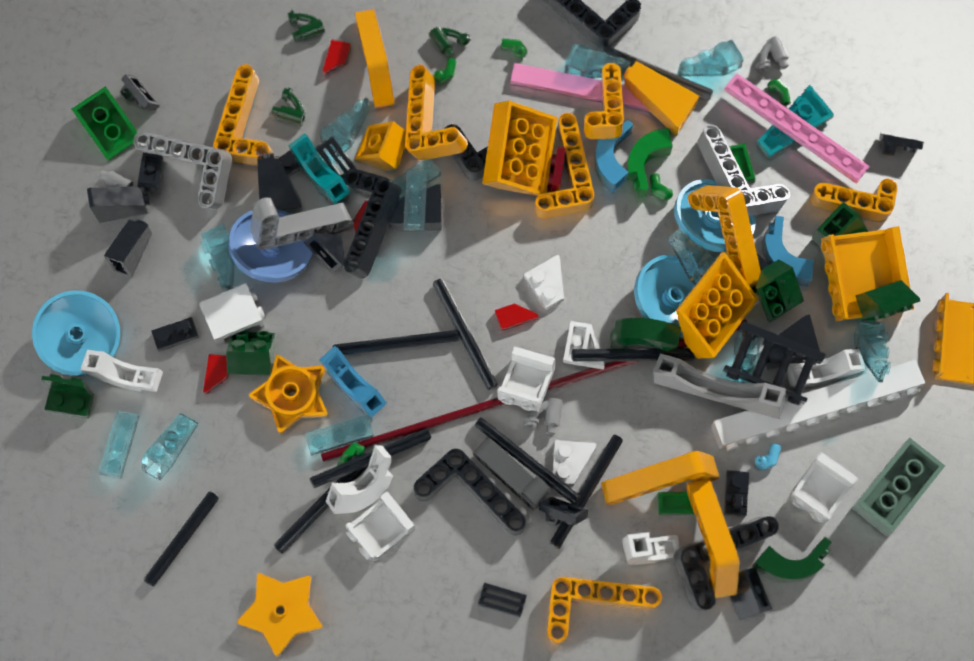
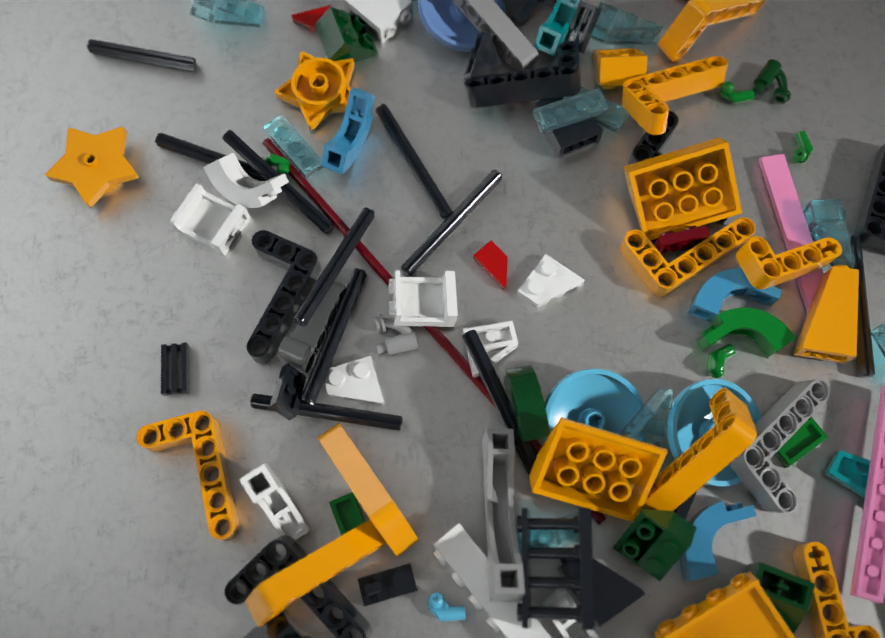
camera: 70 degrees right, 0 degrees up
(471, 437) = (334, 267): none -> black axle

